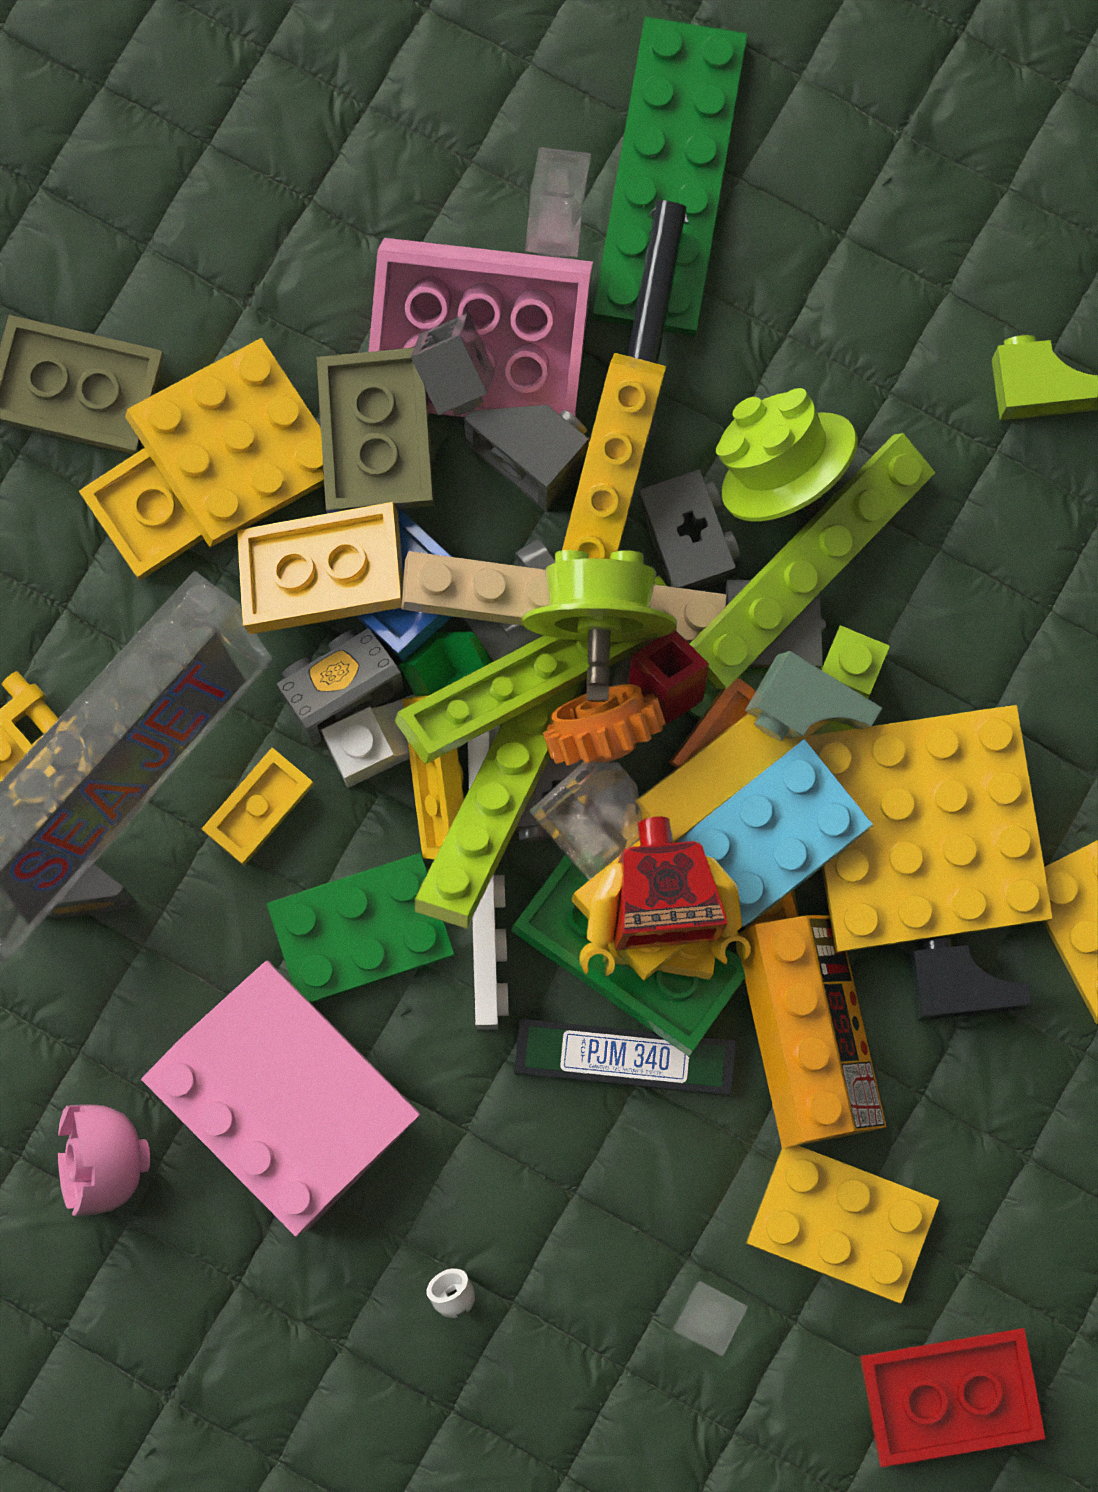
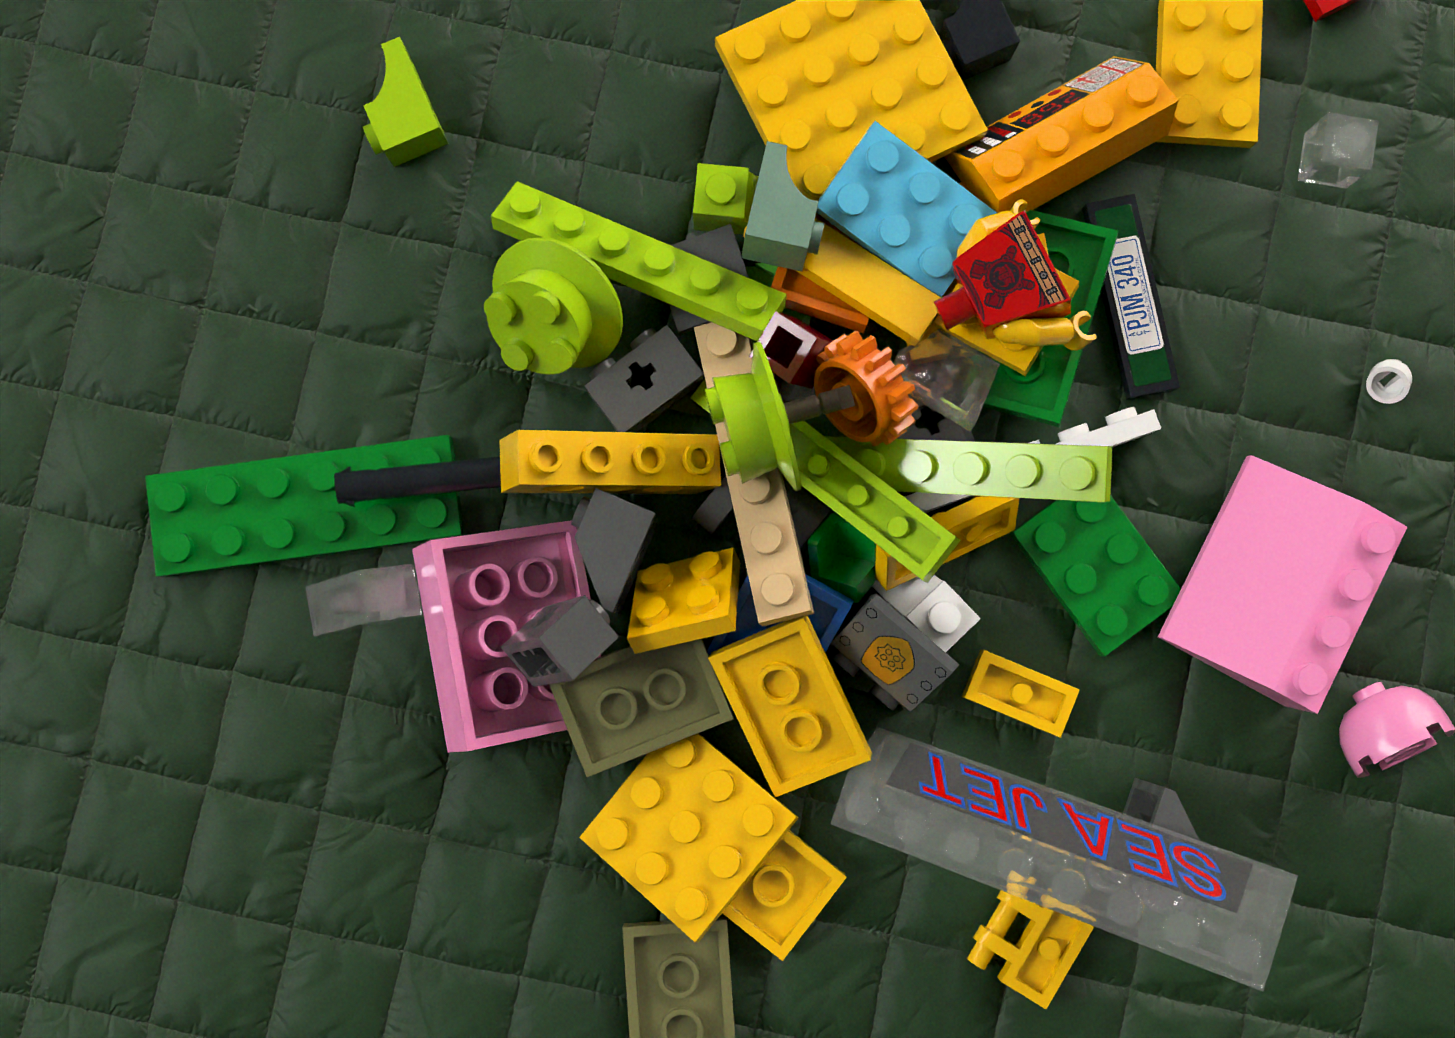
camera: 110 degrees left, 5 degrees up
(455, 498) = (684, 601): none -> yellow plate

